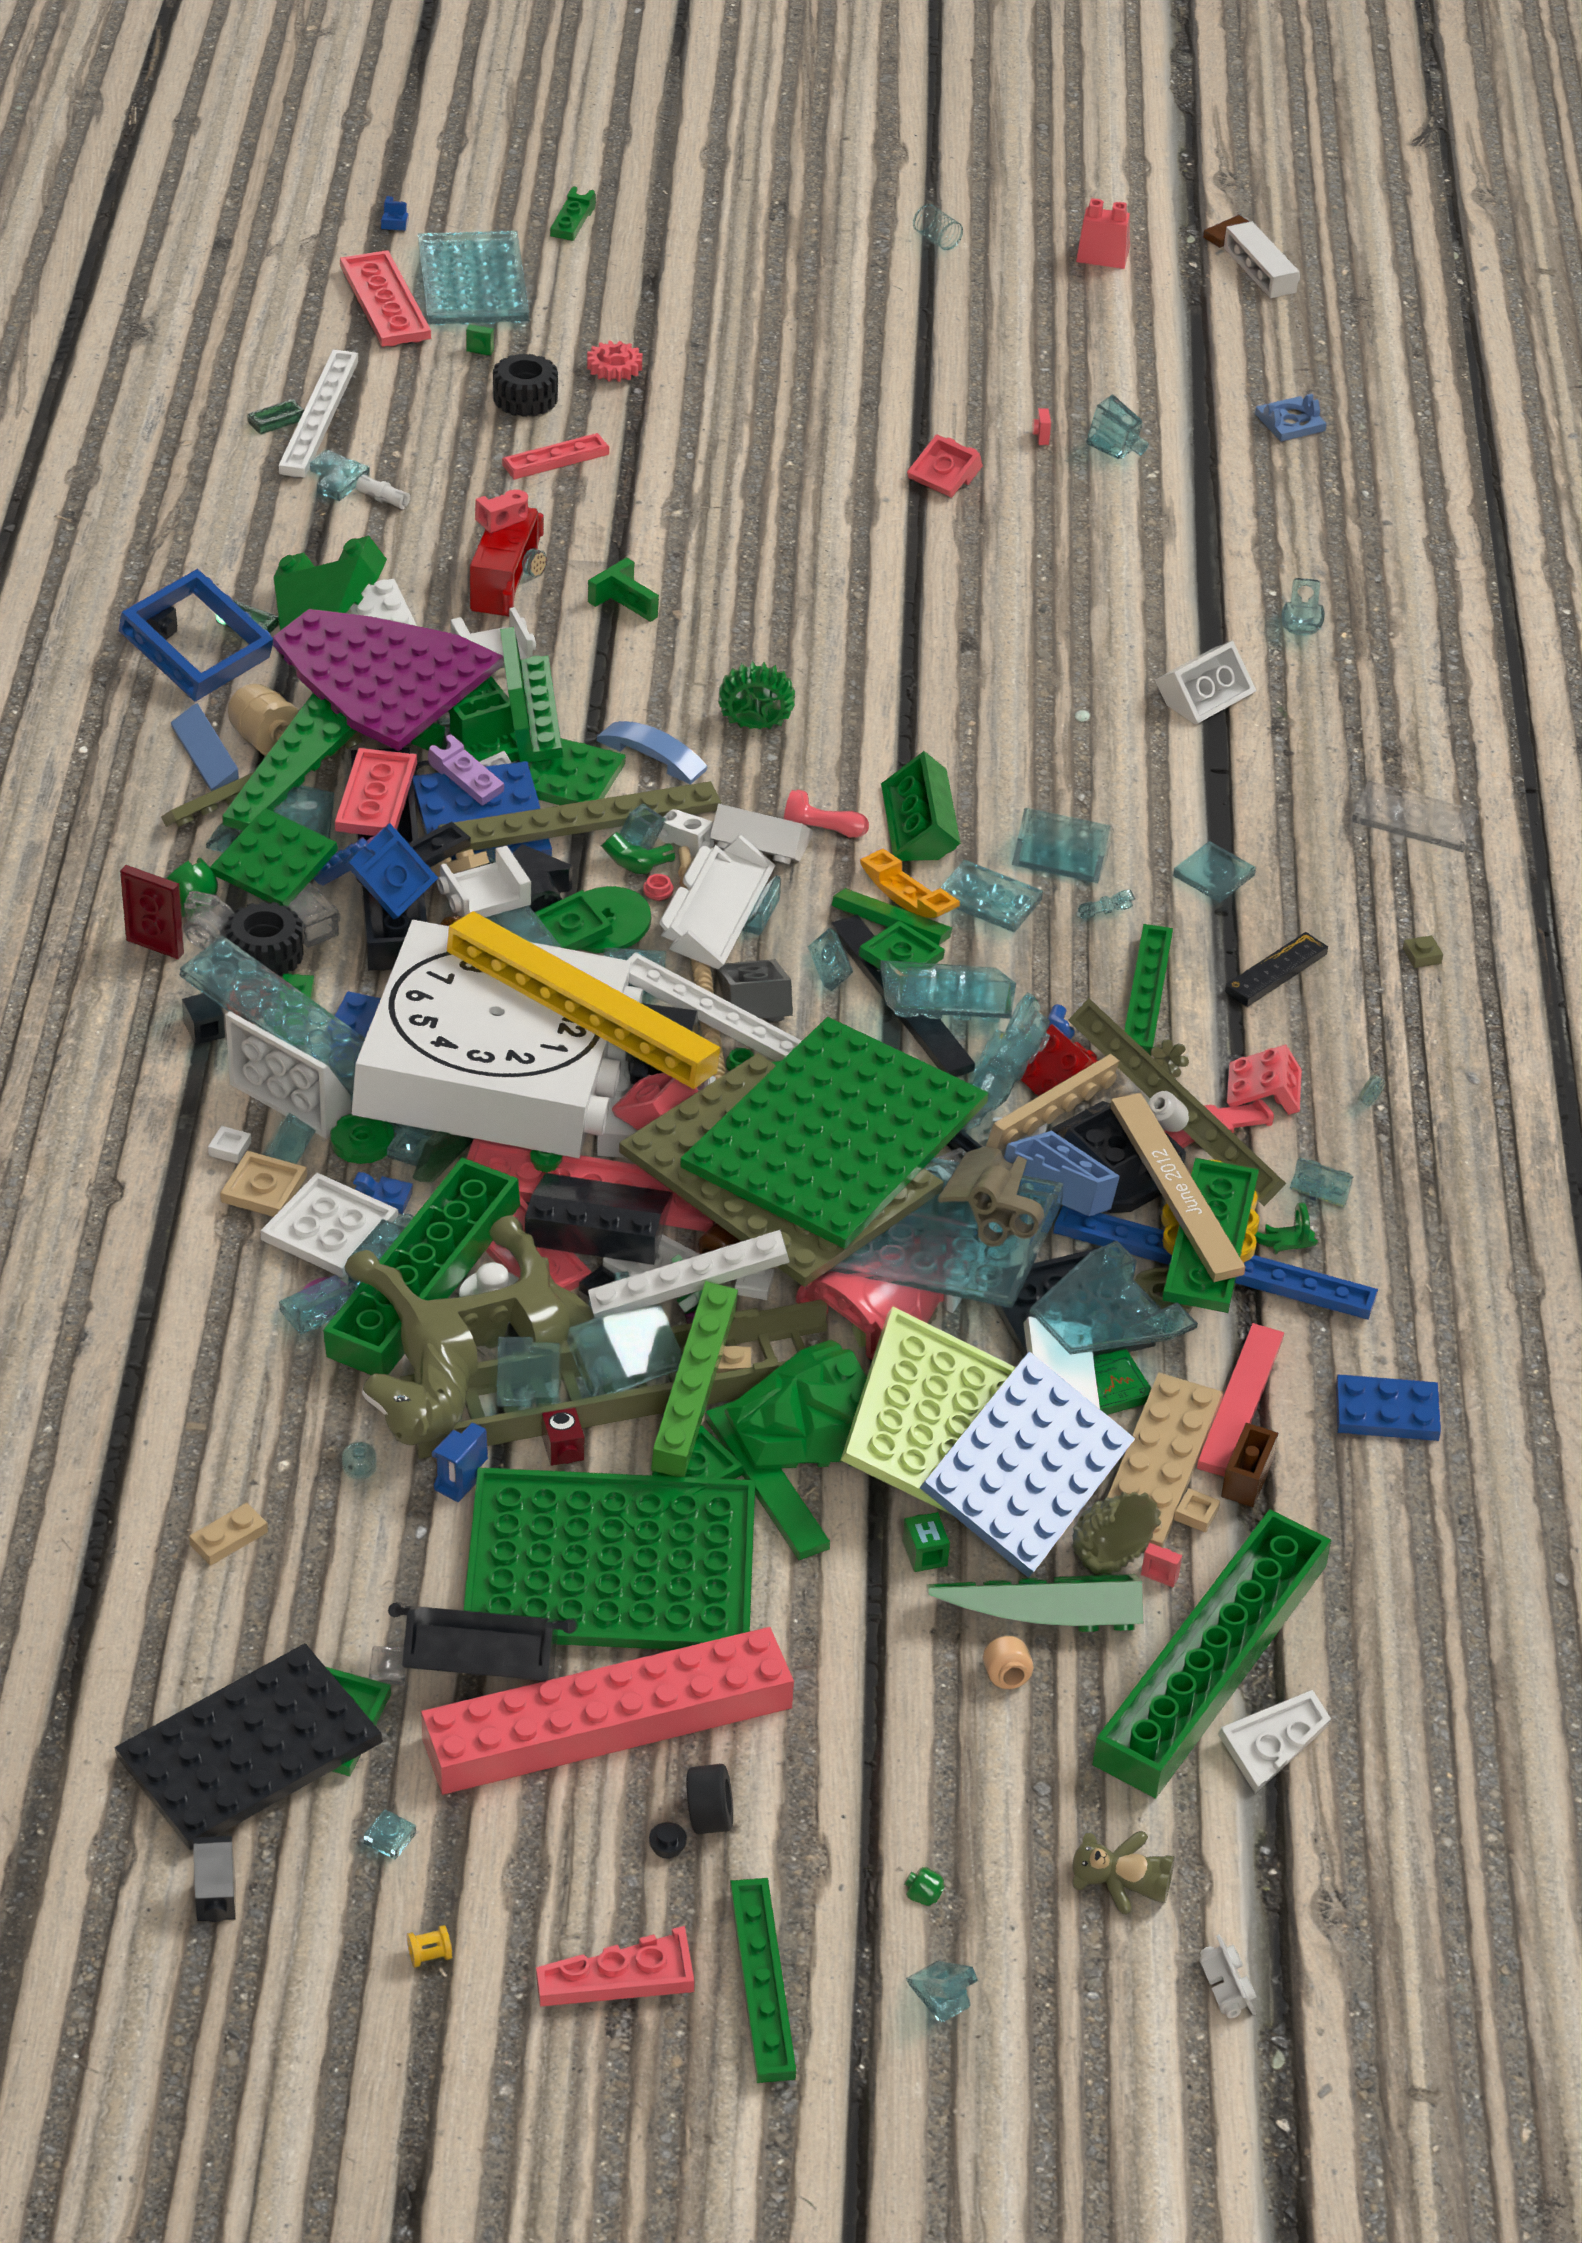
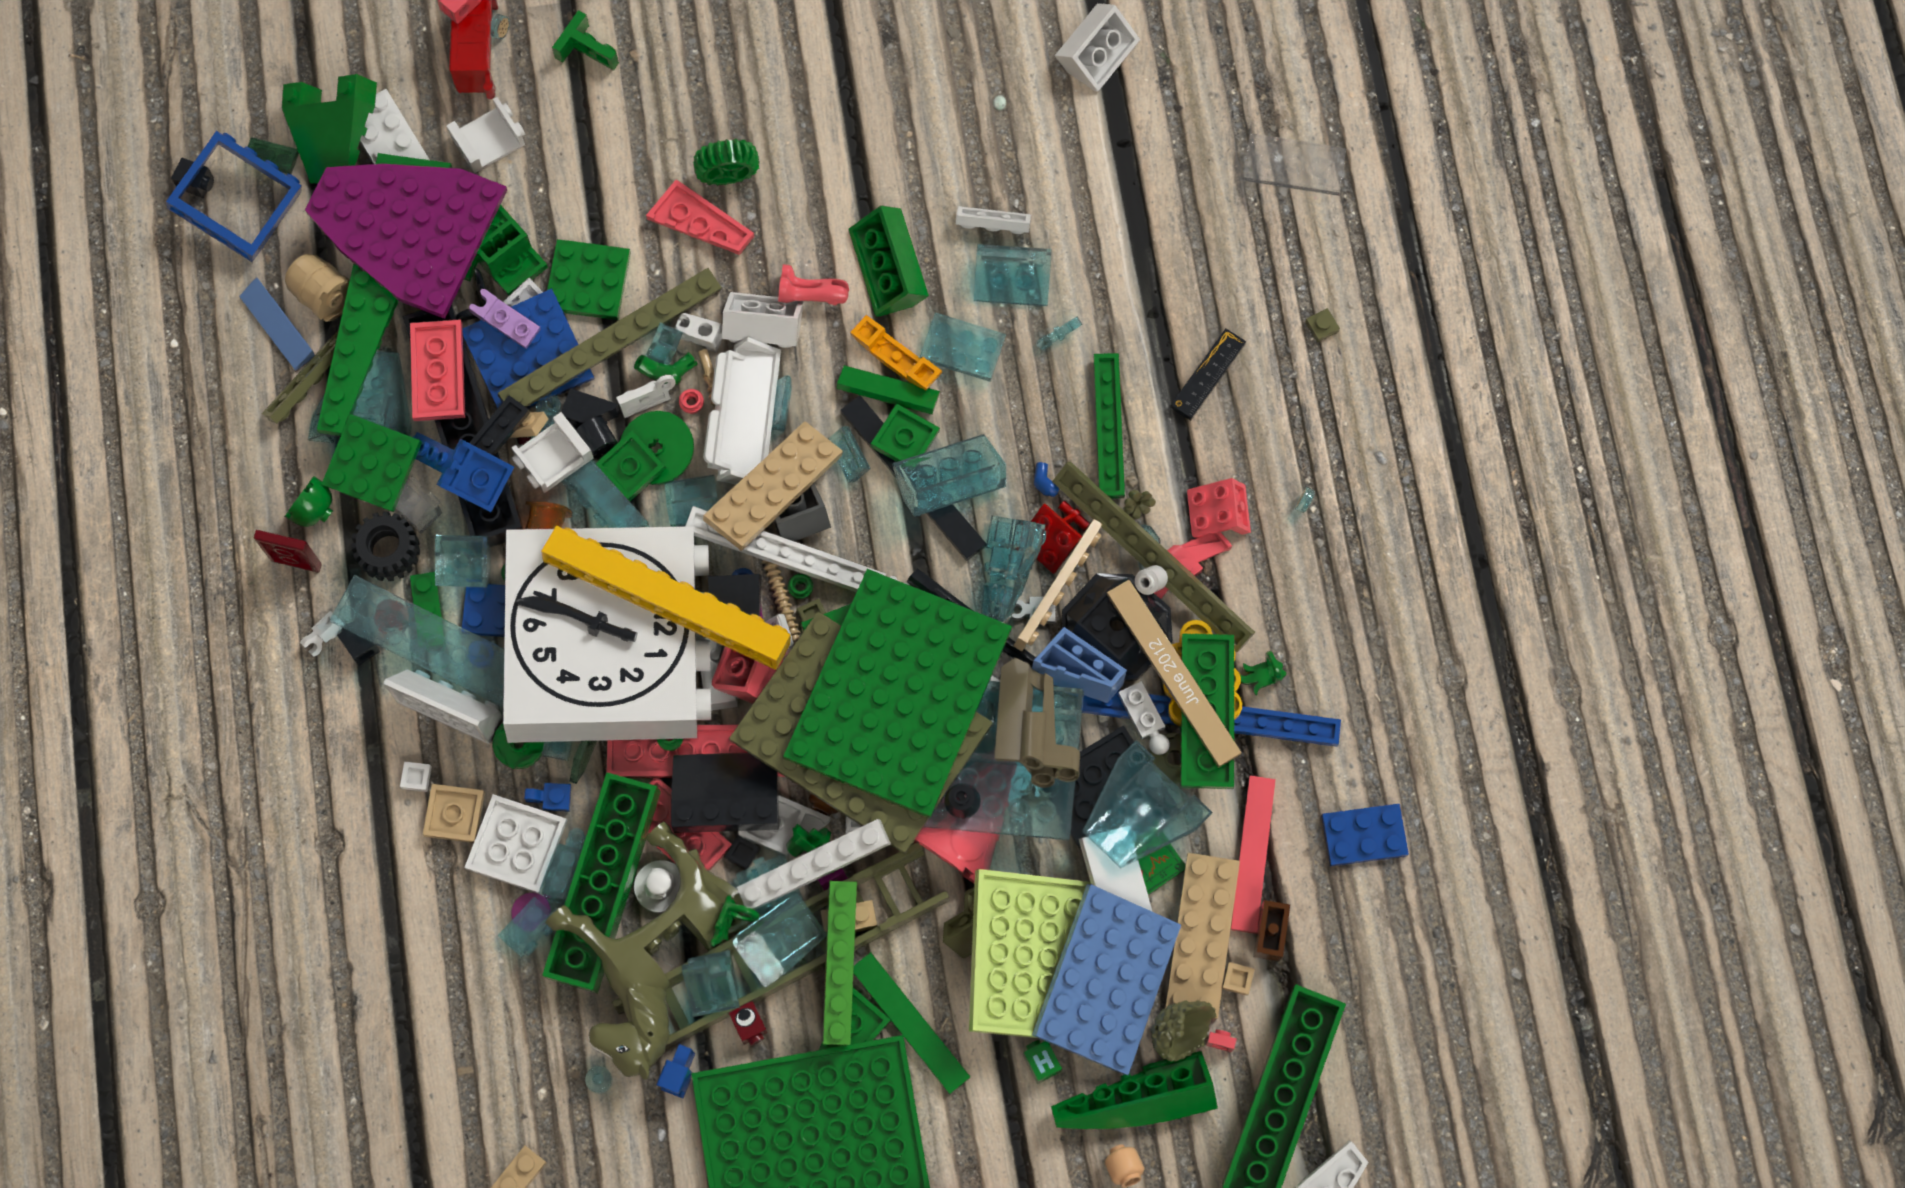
camera: 10 degrees left, 30 degrees up
(171, 1001) = (322, 631): none -> white plate
(206, 921) = (334, 537): clear piece -> none
(289, 1140) = (460, 761): clear light blue slope -> none
(350, 958) = (462, 561): none -> clear light blue slope
(489, 1006) = (595, 624): none -> black sword
(540, 700) = (546, 209): green plate -> none
(568, 1313) = (728, 912): none -> green piece
(607, 870) = (646, 396): none -> white hinge
(680, 760) = (652, 233): medium blue slope -> none
(716, 745) = (695, 216): none -> coral wing
(734, 955) = (772, 486): none -> tan plate
(800, 1409) = (925, 960): green wedge -> none
(888, 1243) = (966, 806): none -> black cone
(1051, 800) = (993, 220): none -> white plate
(1130, 1231) = (1145, 717): none -> white plate
(1214, 871) = (1140, 270): clear light blue tile -> none
(1321, 1182) = (1280, 613): clear light blue hips -> none

